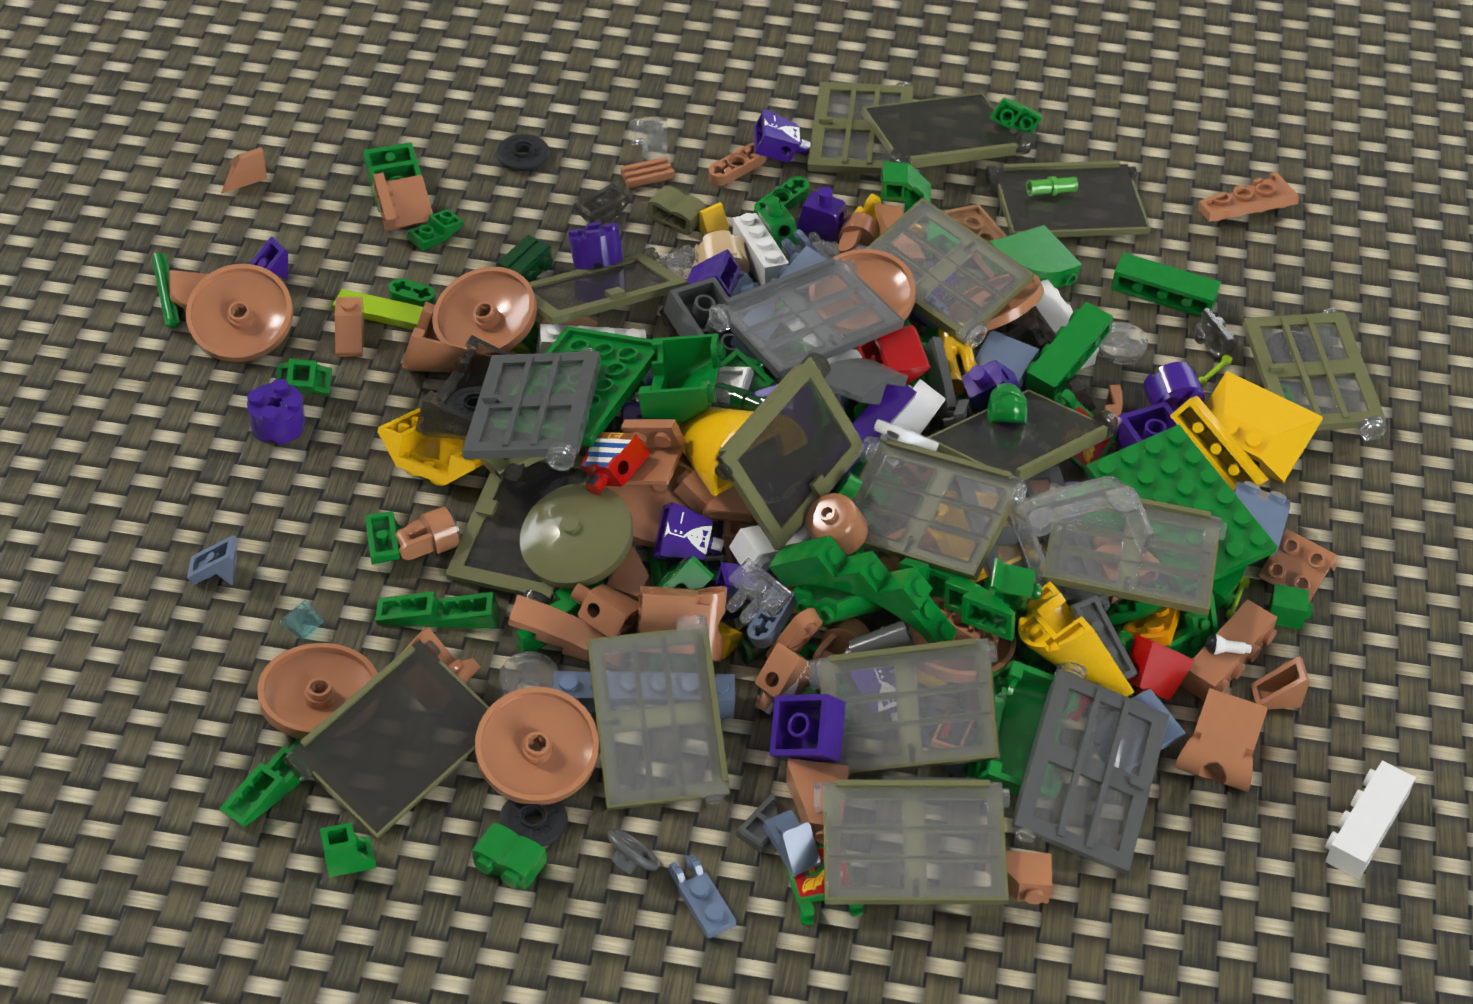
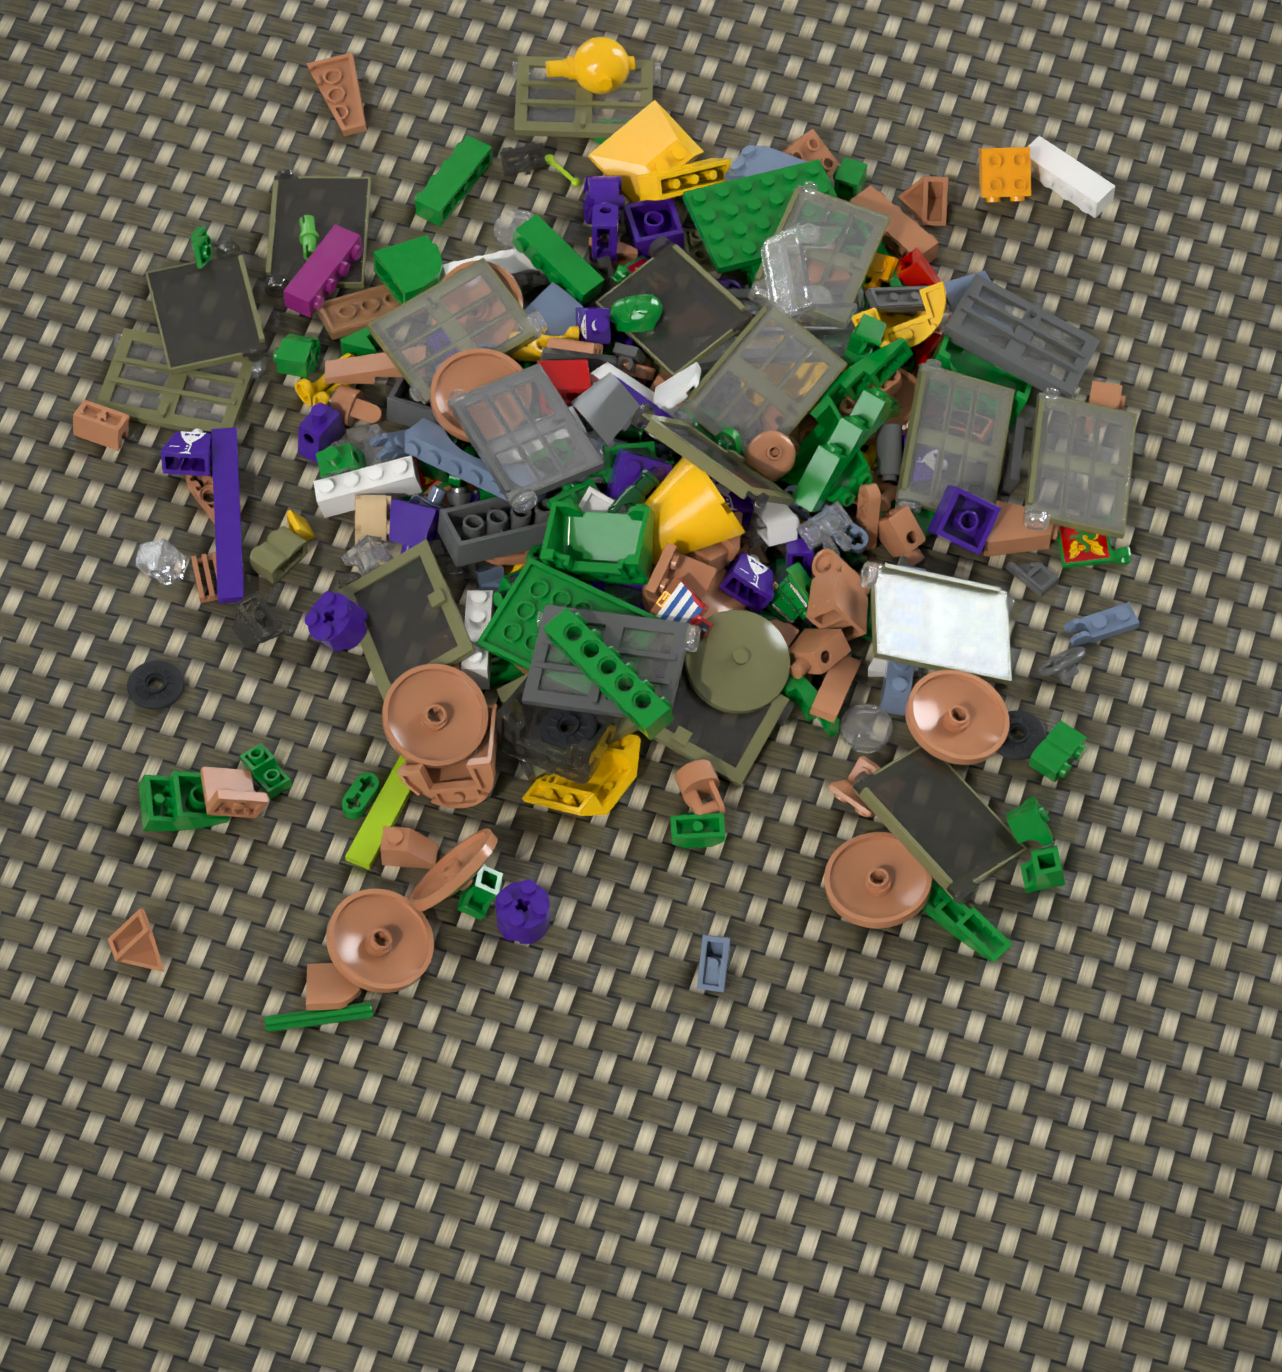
camera: 80 degrees left, 10 degrees up
(273, 258) = (308, 916): dark purple slope -> none
(302, 343) = (454, 870): none -> nougat dish
(302, 620) = (779, 902): clear light blue slope -> none
(403, 830) = (1030, 822): none -> green brick
(427, 611) = (783, 793): green slope -> none
(506, 394) = (649, 719): none -> green brick
(528, 258) = (337, 691): dark green brick -> none
(713, 169) = (227, 515): none -> dark purple tile
(793, 190) = (274, 477): green beam -> none
(793, 842) = (1063, 553): sand blue slope -> none
(801, 83) = (100, 424): none -> nougat hinge
(950, 365) = (574, 345): none -> nougat tile
(1012, 196) = (323, 271): none -> magenta brick
(1120, 382) = (604, 222): none -> dark purple torso
(1216, 644) = (901, 228): white piece -> none
(1224, 740) = (987, 247): nougat piece -> none
(1343, 745) = (1004, 173): none -> light orange brick
(1349, 365) = (597, 65): none -> yellow piece

